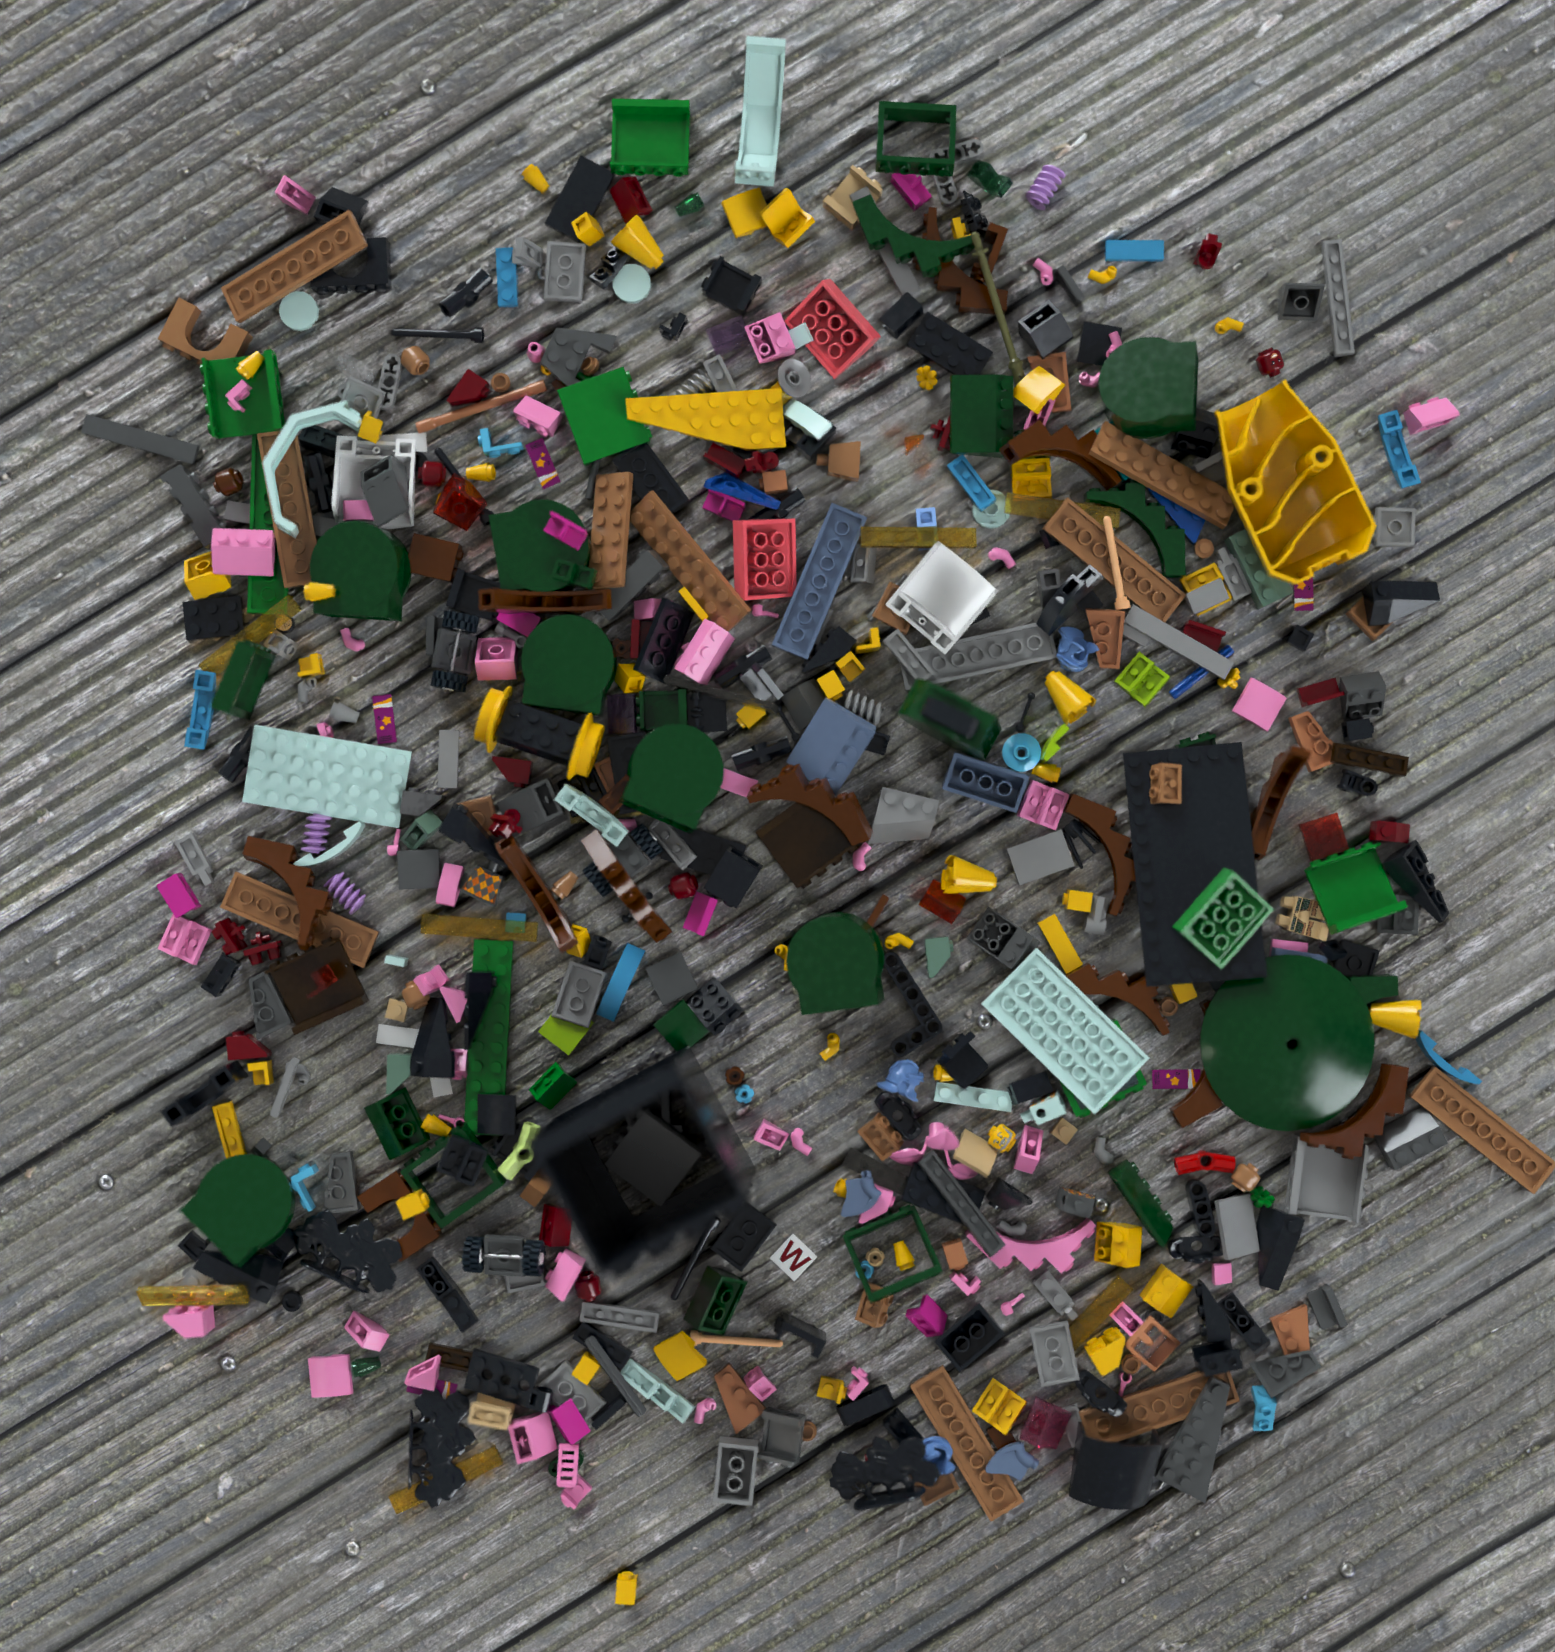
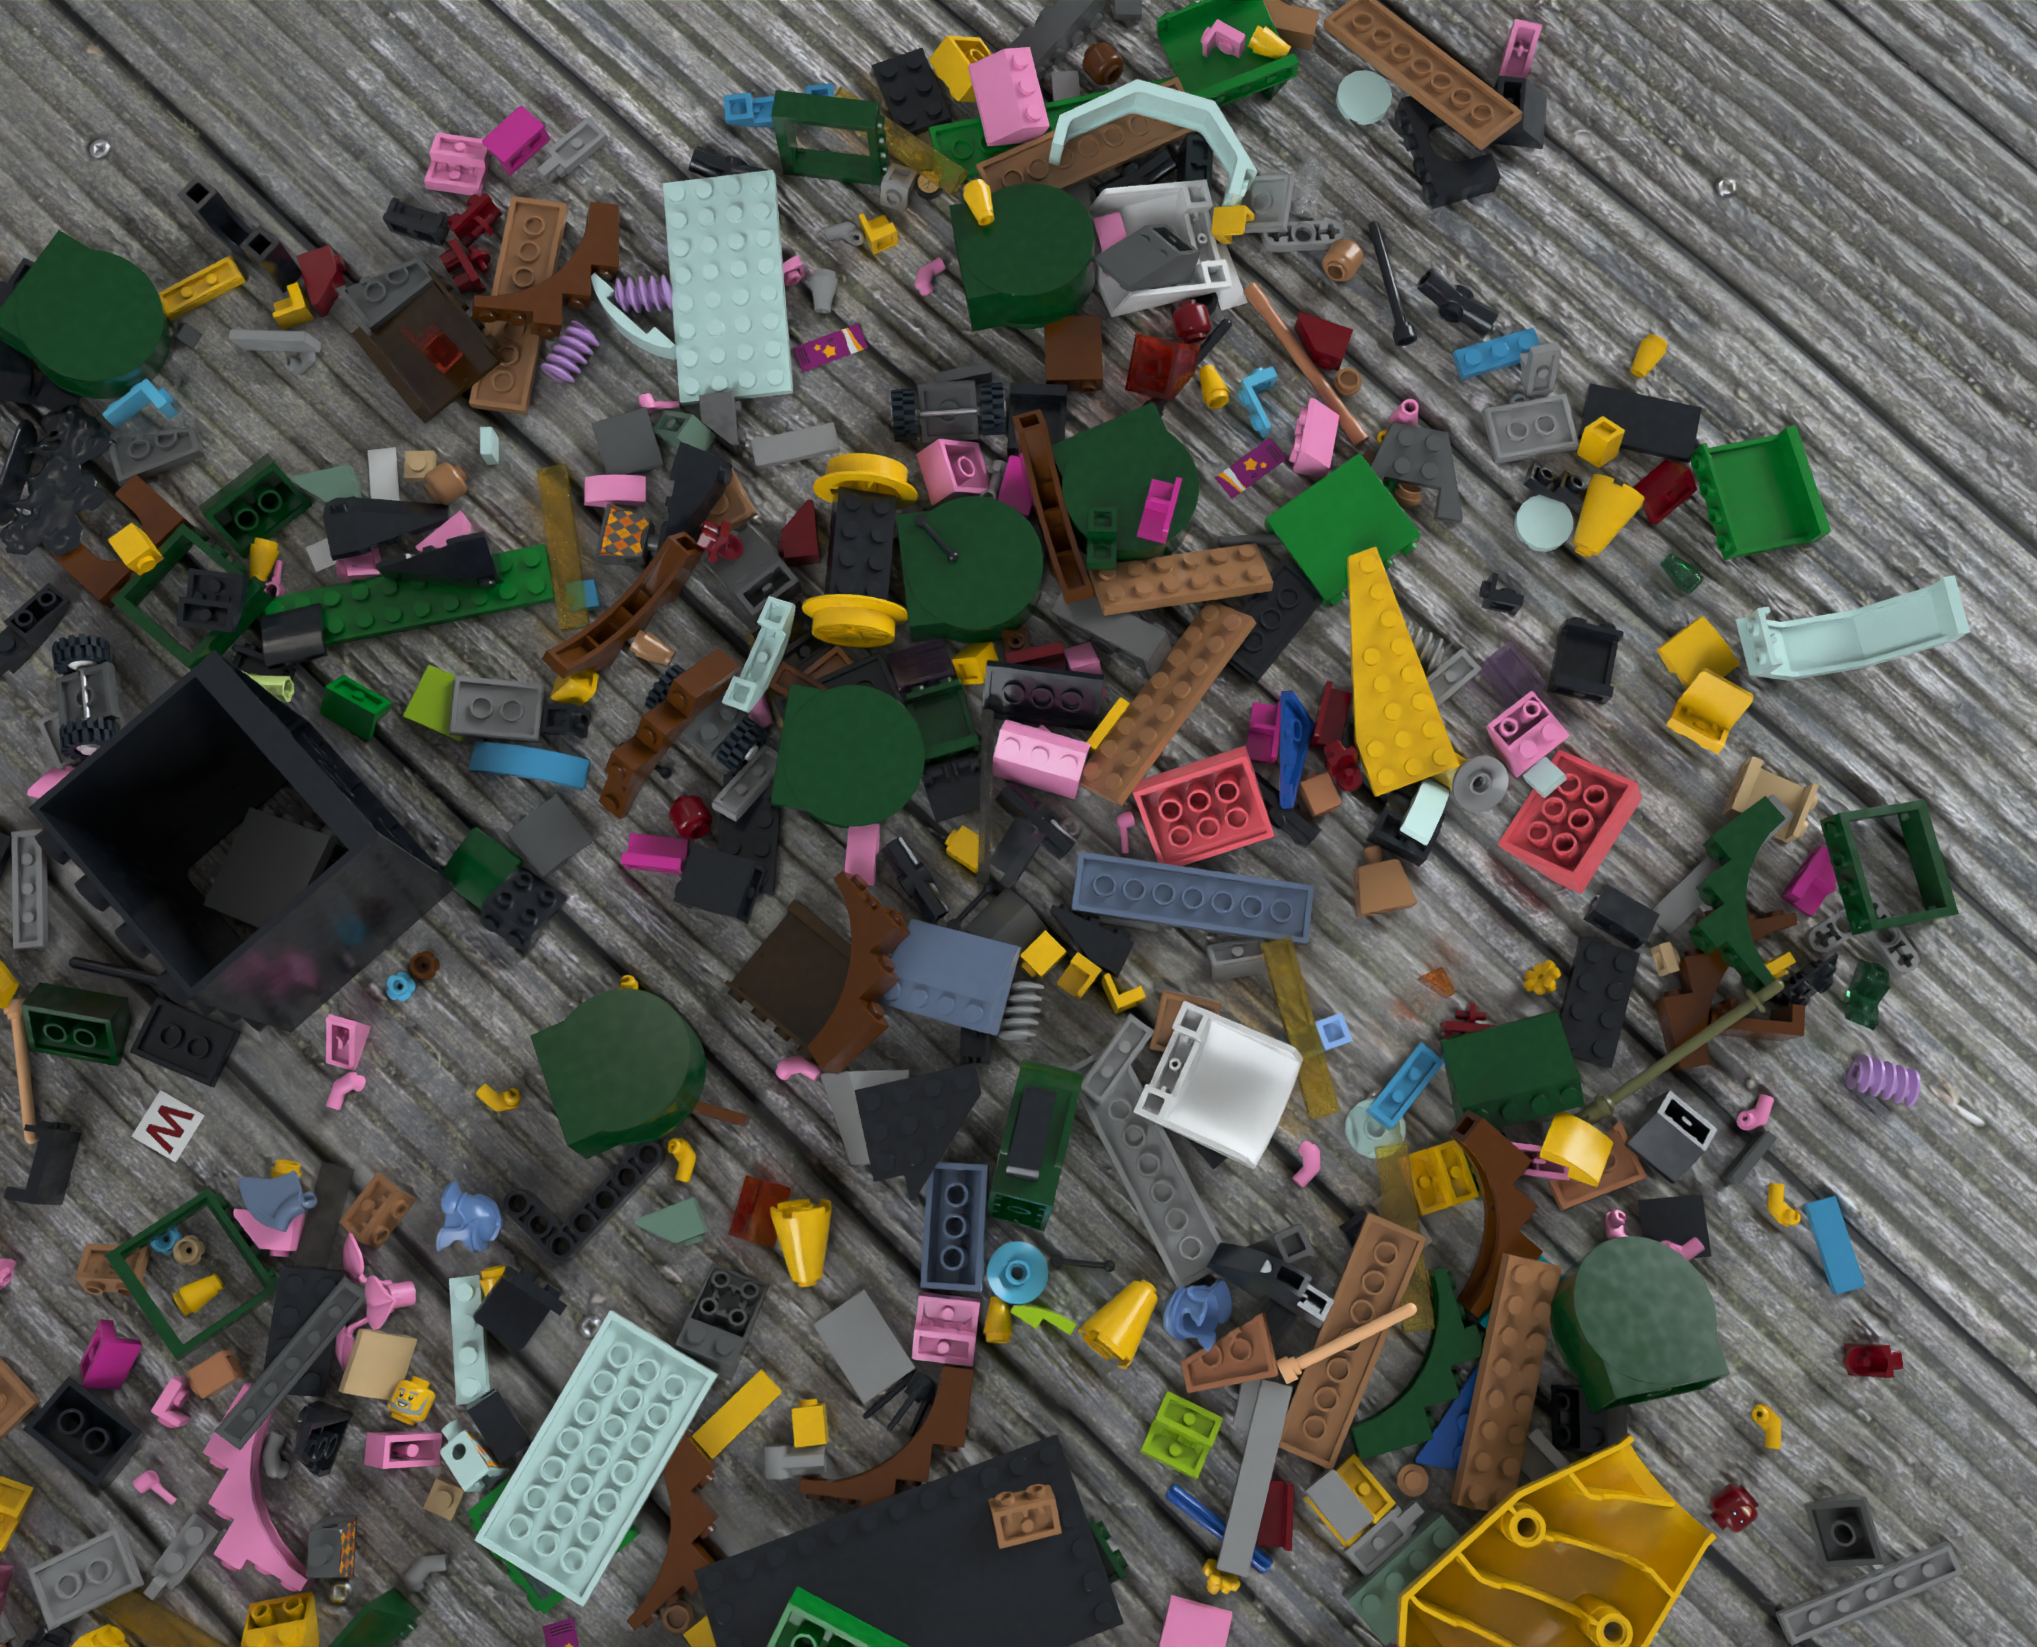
camera: 75 degrees right, 10 degrees down
(431, 981) = (469, 498): bright pink bracket -> none
(531, 688) = (920, 521): none -> black hinge
(908, 1126) = (403, 1249): black piece -> none
(916, 790) = (914, 1122): none -> black wing
(935, 296) = (1665, 959): none -> tan plate

